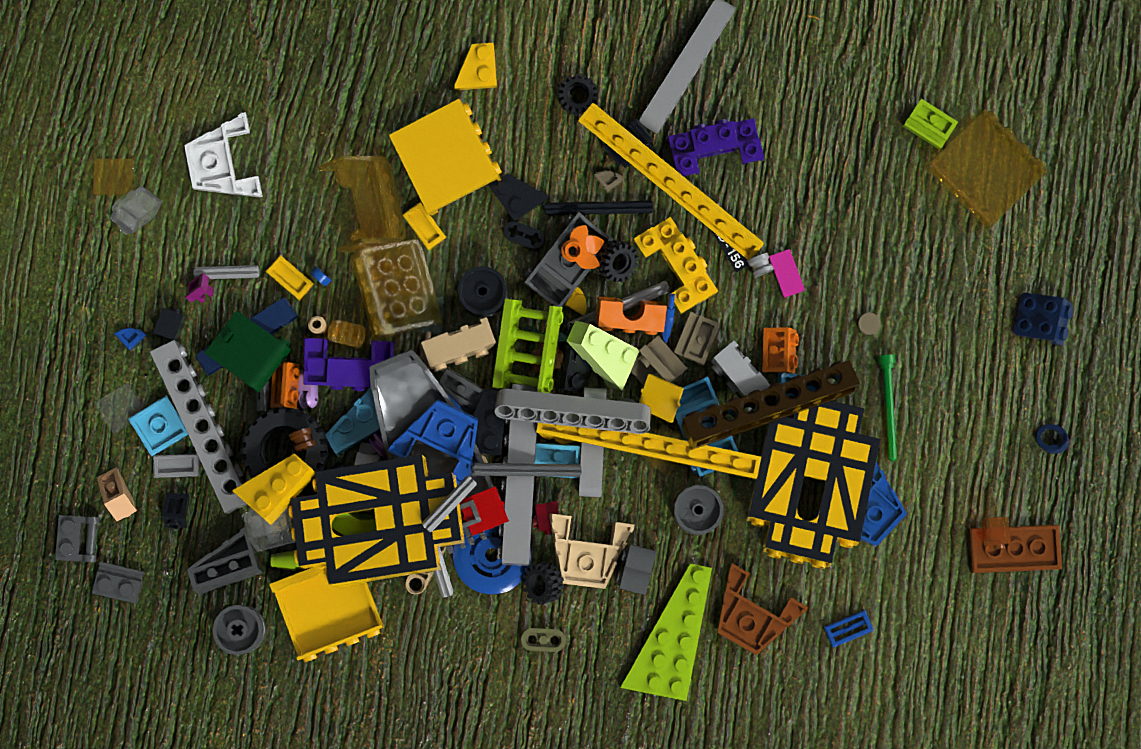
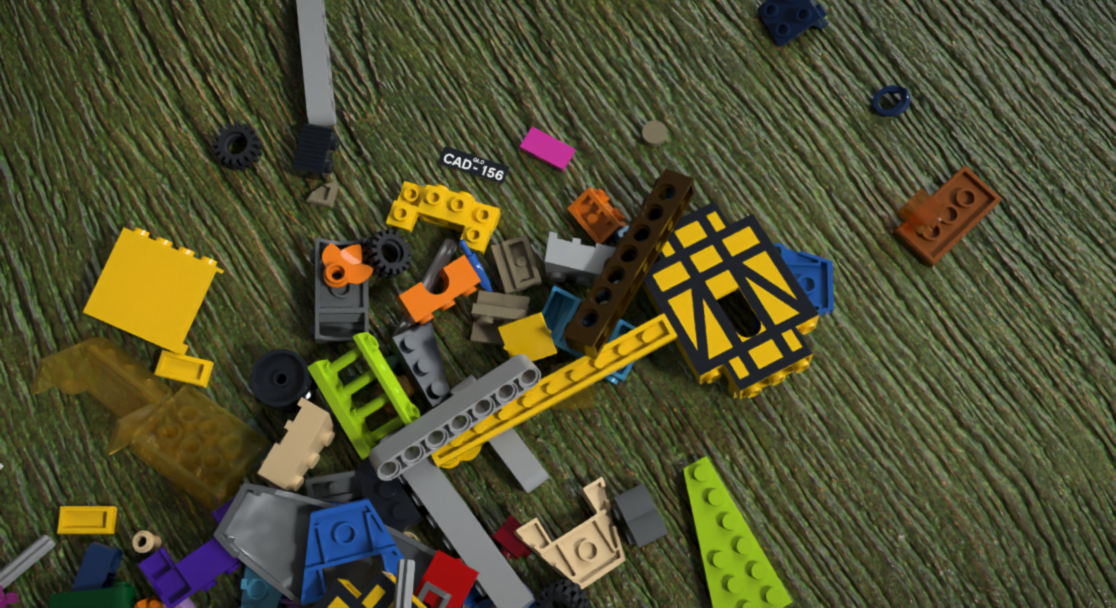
camera: 35 degrees left, 10 degrees down
(320, 275) = (115, 493): blue tile -> none
(346, 333) = (180, 526): clear yellow gear -> none
(478, 68) = (128, 195): yellow wing -> none
(517, 196) = (251, 274): black wing -> none
(521, 240) = (283, 297): black beam -> none
(525, 469) = (455, 509): dark grey axle -> none
(557, 454) = (480, 477): medium azure plate -> none
(577, 302) = (381, 321): yellow tile -> none
(602, 207) = (334, 225): black axle -> none
(604, 353) = (441, 341): yellowish green wedge -> none
(670, 181) = (376, 148): yellow plate -> none
(710, 515) = (644, 428): dark grey wheel -> none
(715, 140) = (390, 90): dark purple bracket -> none
(749, 623) = (780, 478): dark orange wing -> none
(760, 265) = (518, 158): light grey wheel -> none
(831, 635) = (865, 425): blue tile -> none
(886, 363) = (699, 153): green piece -> none

